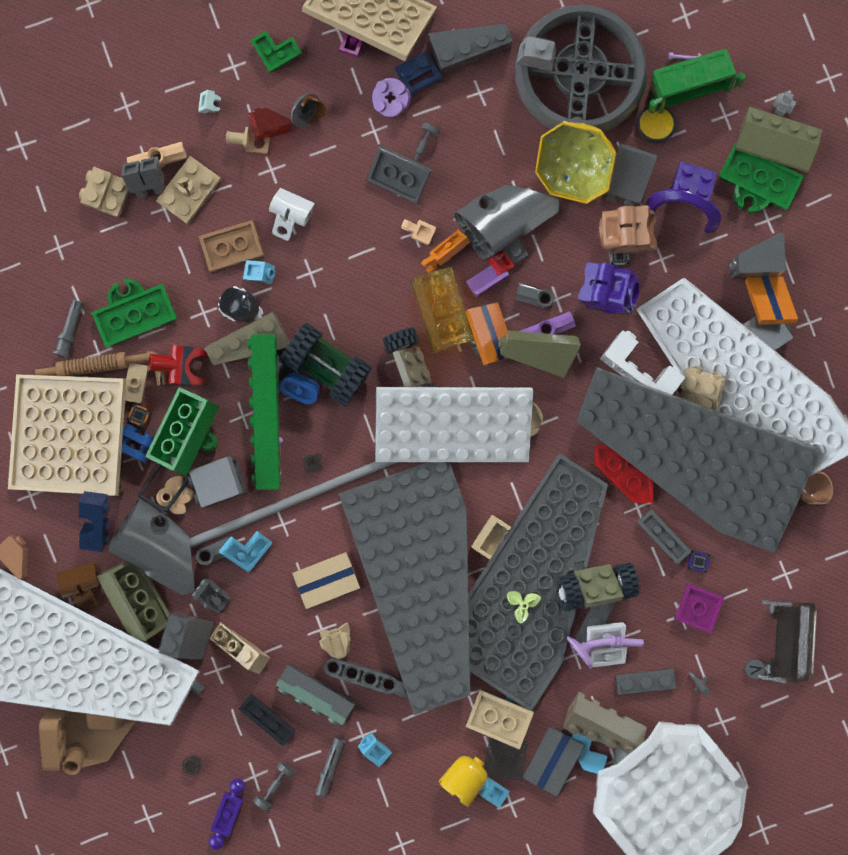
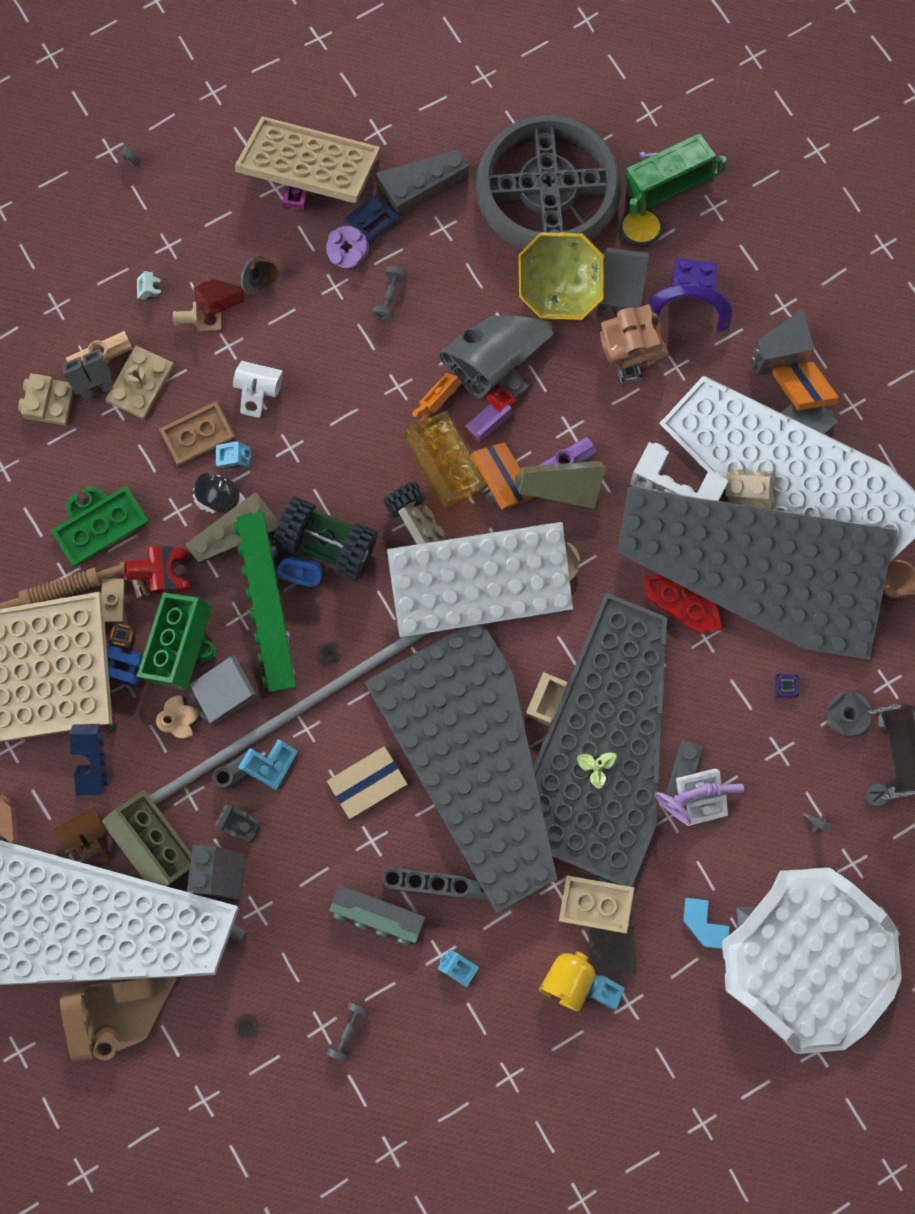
camera: 10 degrees left, 10 degrees down
(66, 338) = (26, 563): dark grey pin -> none
(140, 495) = (147, 702): black piece -> none
(155, 547) = (166, 779): dark grey panel -> none
(226, 814) = (297, 1076): dark purple plate -> none
(240, 648) = (280, 878): tan slope -> none
(267, 719) = (326, 955): black plate -> none
(275, 56) = (212, 226): green plate -> none
(322, 788) = (404, 1026): dark grey pin -> none
(336, 641) = (391, 849): tan brick -> none
(399, 174) = (370, 324): dark grey tile -> none
(421, 232) = (406, 381): light nougat plate -> none
(532, 296) = (542, 429): dark grey piece -> none
(537, 53) = (497, 169): light grey torso -> none
(553, 761) = (668, 942): dark grey tile -> none
(597, 586) = (678, 729): plate -> none
(603, 725) = (716, 887): dark tan wedge -> none
(609, 288) = (625, 403): dark purple piece -> none
(645, 681) = (755, 832): dark grey plate -> none
(663, 536) = (741, 664): dark grey plate -> none
(699, 608) = (798, 737): magenta plate -> none
(735, 593) = (848, 701): none -> dark grey plate
(759, 180) = (764, 265): green plate -> none
(778, 139) = (776, 218): olive slope -> none
(784, 103) = (774, 182): light grey gear -> none

